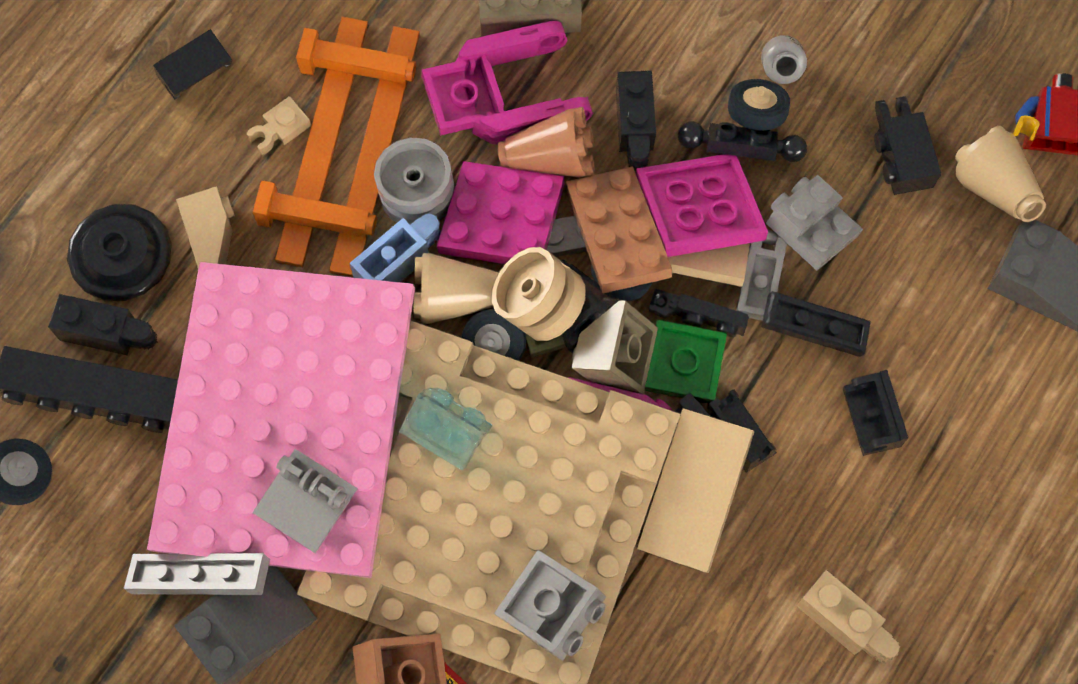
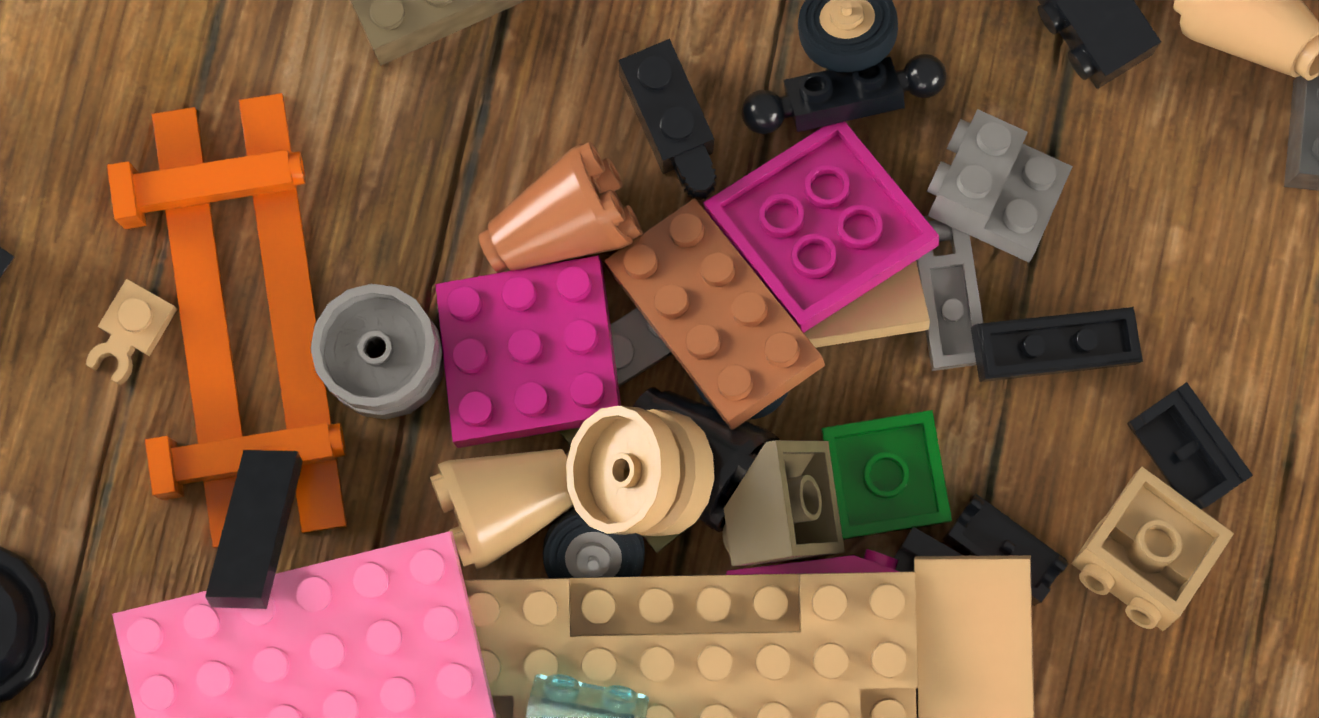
camera: 20 degrees left, 10 degrees up
(207, 224) = (93, 542): tan slope -> none
(301, 245) = (254, 529): none -> black tile
(394, 253) = (396, 476): light blue hinge -> none
(467, 92) = (401, 177): dark pink plate -> none
(698, 311) = (873, 394): black hinge -> none
(829, 462) = (1151, 551): none -> tan plate

